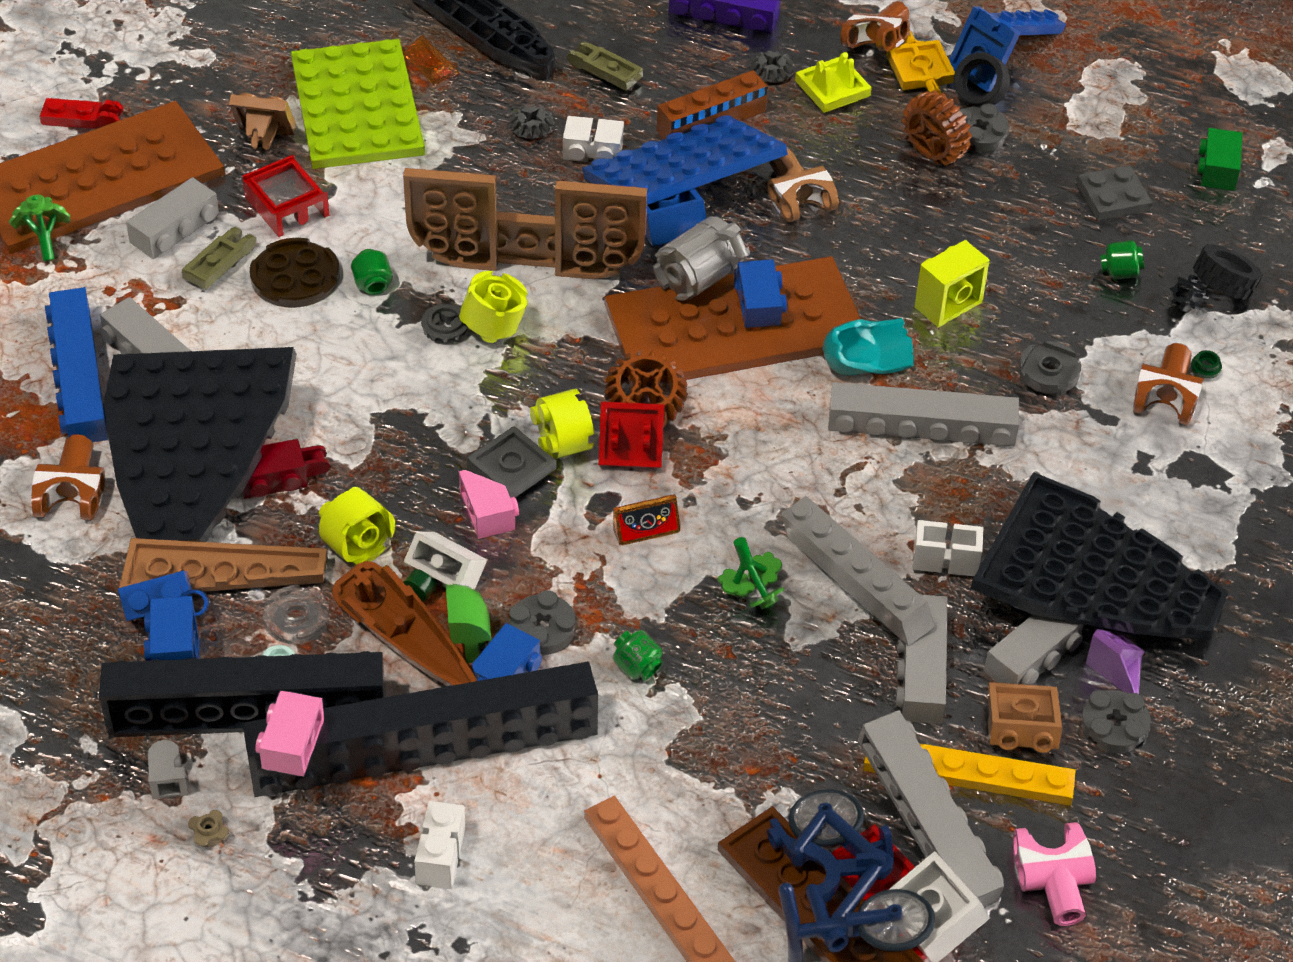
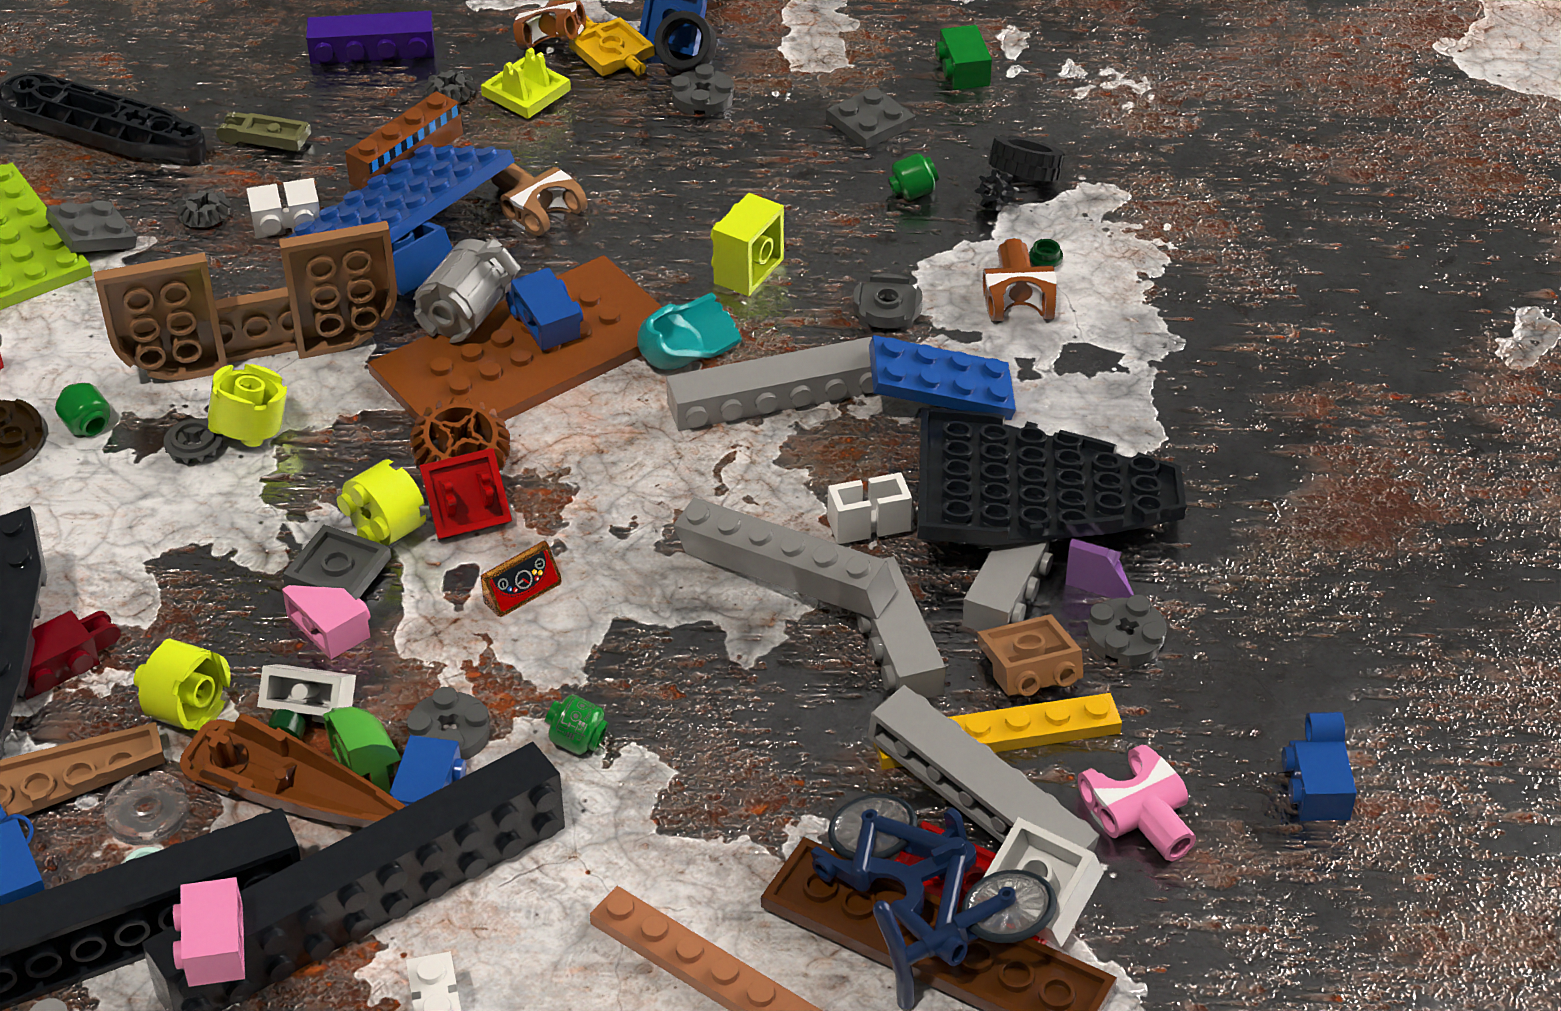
camera: 20 degrees left, 5 degrees down
(430, 61) = (58, 176): clear orange slope -> none
(437, 114) = (91, 226): none -> dark grey plate
(761, 570) = (675, 594): bright green plant -> none
(937, 127) = (660, 98): dark orange gear -> none
(1061, 451) = (940, 377): none -> blue plate
(1217, 893) = (1320, 770): none -> blue hinge

